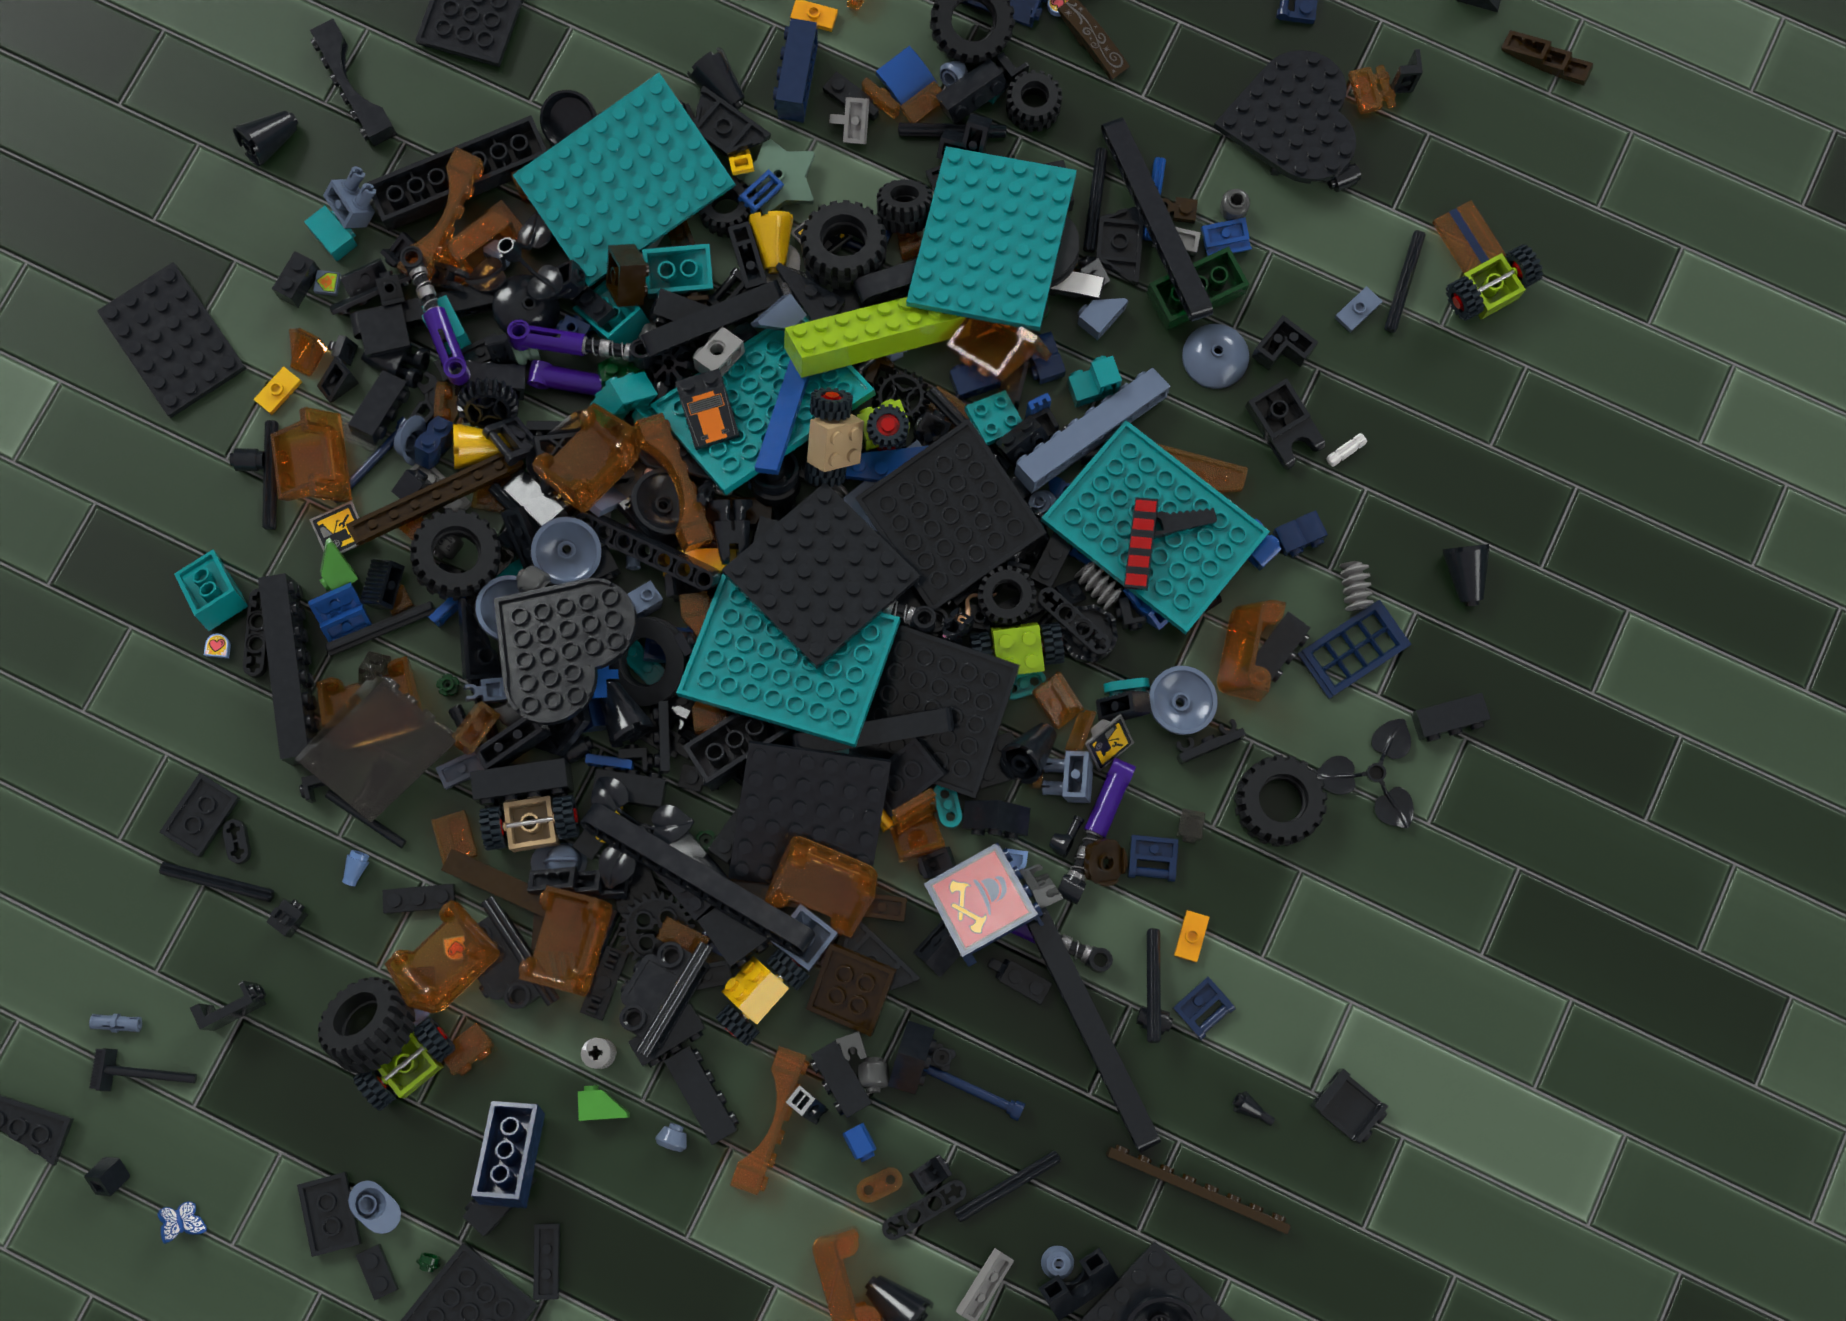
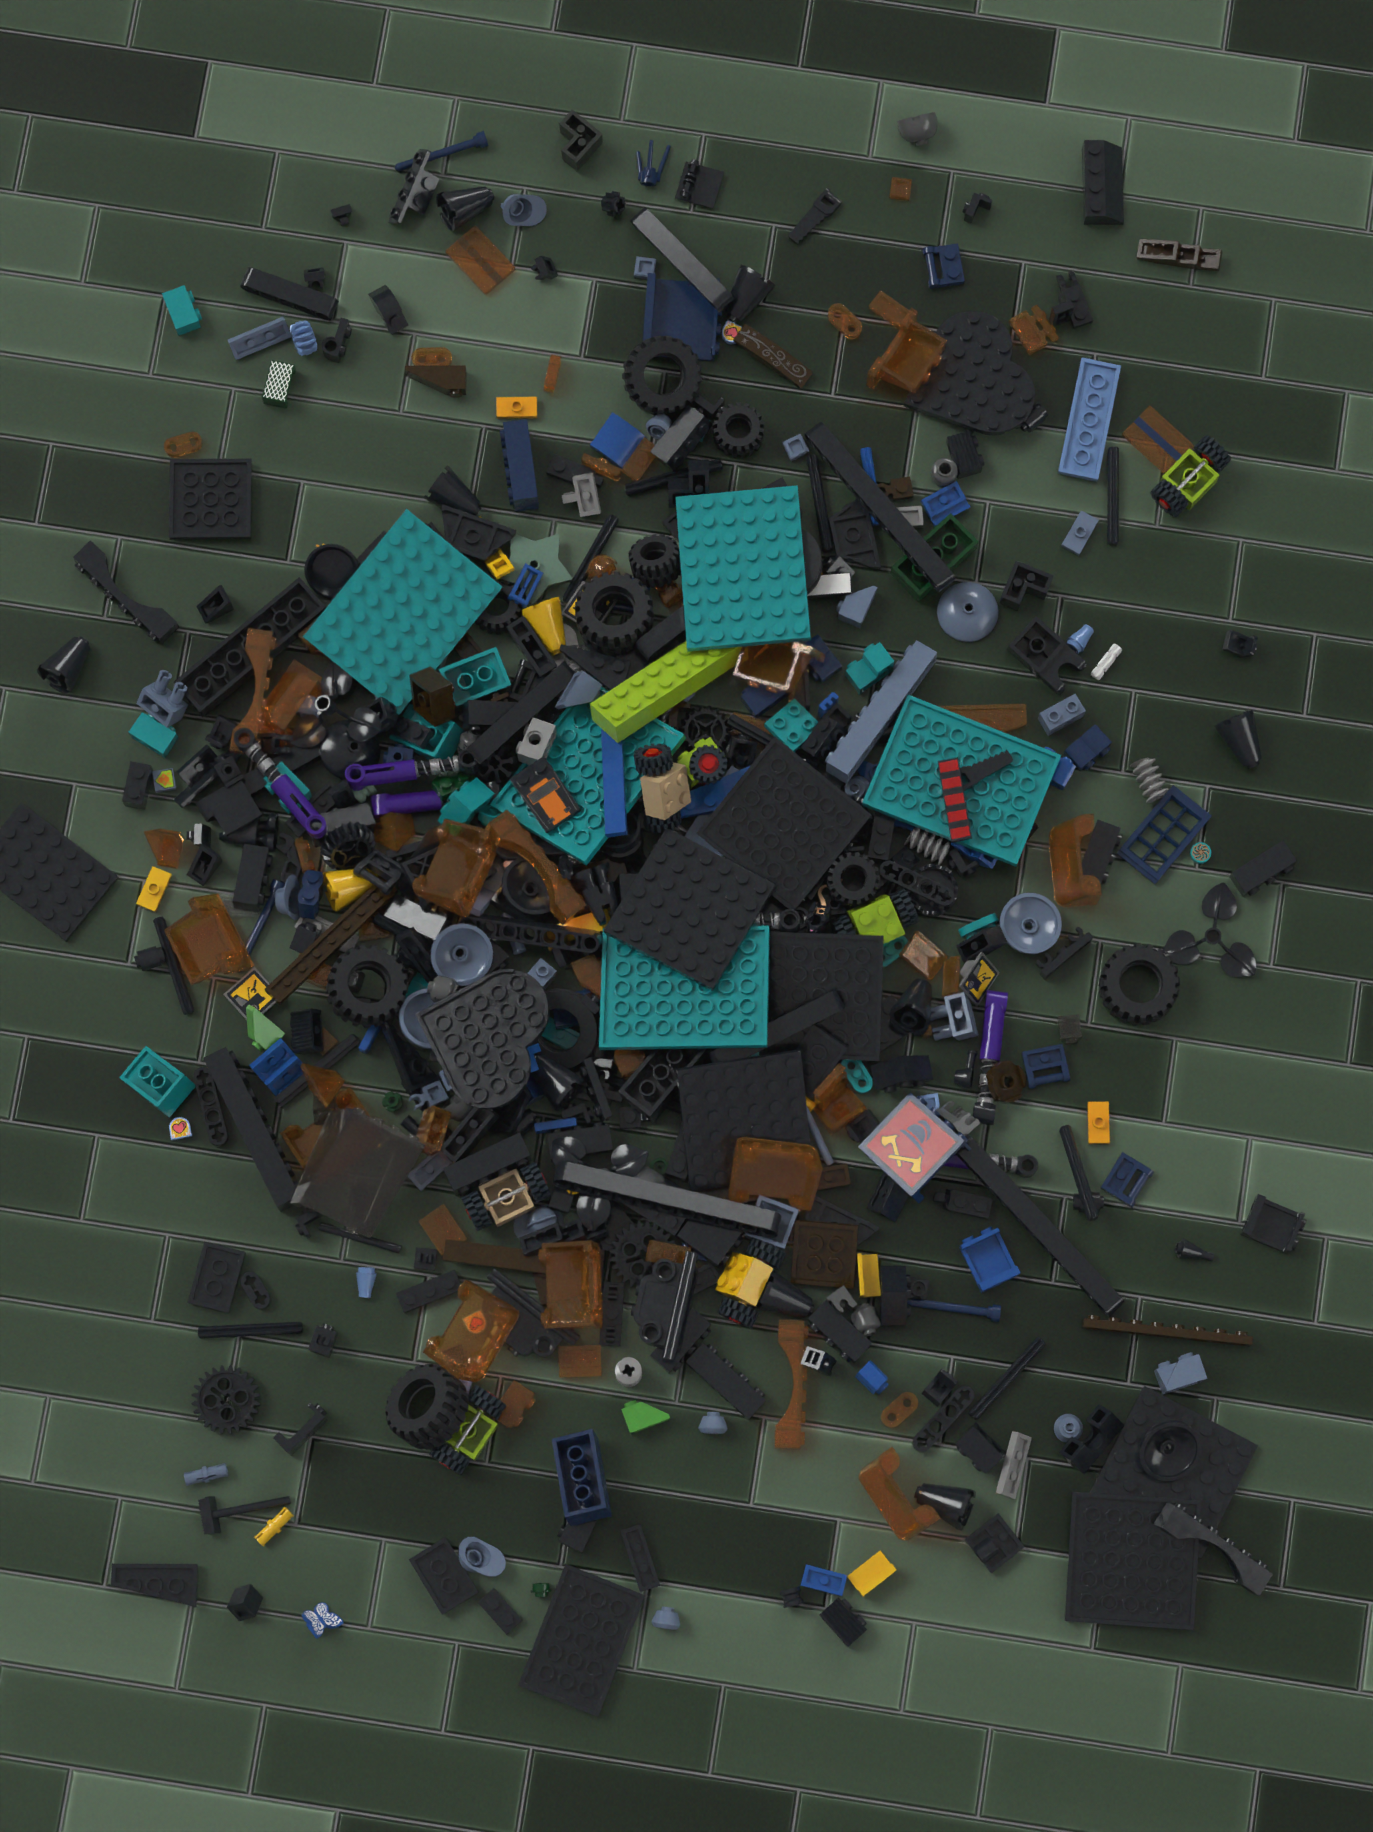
camera: 15 degrees left, 0 degrees up
(146, 962) = (214, 1414): none -> black gear
(167, 1102) = (274, 1526): none -> yellow pin
(379, 642) = (322, 1082): none -> clear orange slope
(426, 862) = (425, 1259): none -> black tile
(440, 121) = (215, 605): none -> black slope
(545, 402) = (394, 830): none -> clear orange slope
(552, 1024) = (579, 1361): none -> clear orange plate
(792, 1023) = (784, 1298): none -> black cone
(843, 183) = (594, 551): none -> black axle
(847, 192) = (601, 564): none -> clear orange hair
(884, 861) = (818, 1139): none -> sand blue bar
(891, 1026) = (868, 1275): none -> yellow panel
(953, 1256) = (980, 1448): none -> black brick
(1027, 1049) = (988, 1259): none -> blue panel
(1088, 137) = (795, 447): none -> sand blue tile
(1181, 25) = (845, 321): none -> clear orange plate
(1198, 1242) = (1181, 1374): none -> sand blue slope
(1229, 27) = (888, 309): none -> clear orange plate
(1234, 76) = (909, 356): none -> clear orange windscreen
(1261, 189) = (964, 454): none -> black brick
(1282, 490) = (1061, 714): none -> sand blue brick
(1325, 418) = (1080, 639): none -> medium blue cone
(1387, 680) = (1200, 853): none -> tile
(1403, 196) = (1089, 419): none -> medium blue plate
(1426, 86) = (1081, 313): none -> black hinge
(1494, 473) = (1240, 644): none -> black bracket

